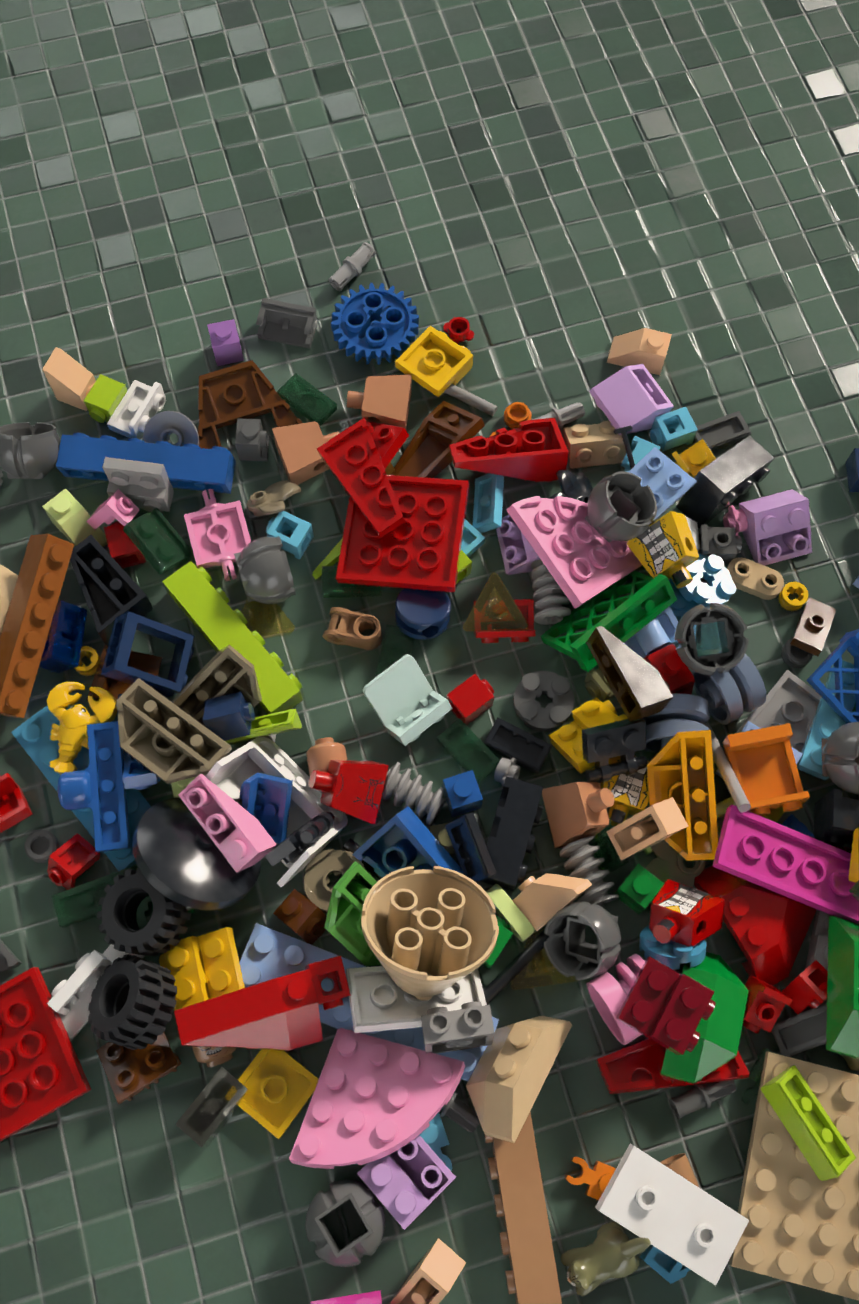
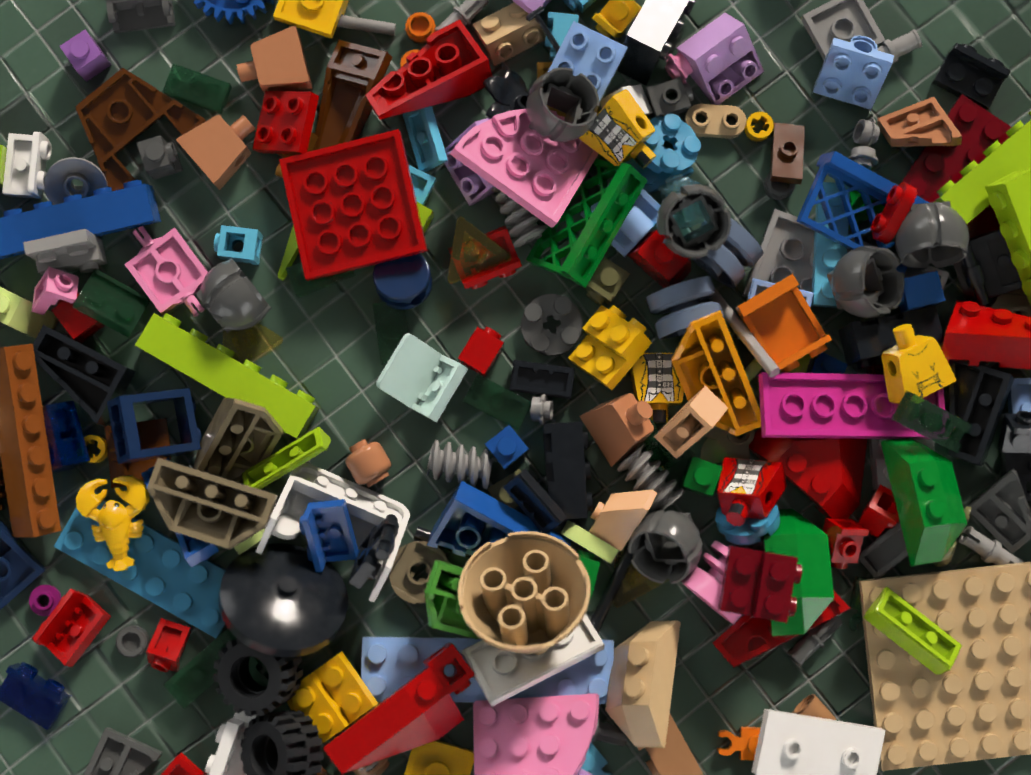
camera: 20 degrees left, 15 degrees up
(100, 788) = (166, 572): blue plate -> none
(227, 823) = (302, 565): bright pink slope -> none
(229, 716) = (259, 461): dark blue brick -> none
(272, 498) = (206, 212): dark tan plate -> none
(302, 916) = (401, 616): reddish brown bracket -> none
(347, 626) = (334, 321): medium nougat piece -> none
(351, 787) = (402, 482): red torso -> none
(360, 471) = (286, 158): red wing -> none
(457, 1029) = (572, 674): light grey plate -> none
(614, 740) = (631, 352): black plate -> none
(631, 677) = (631, 287): slope -> none

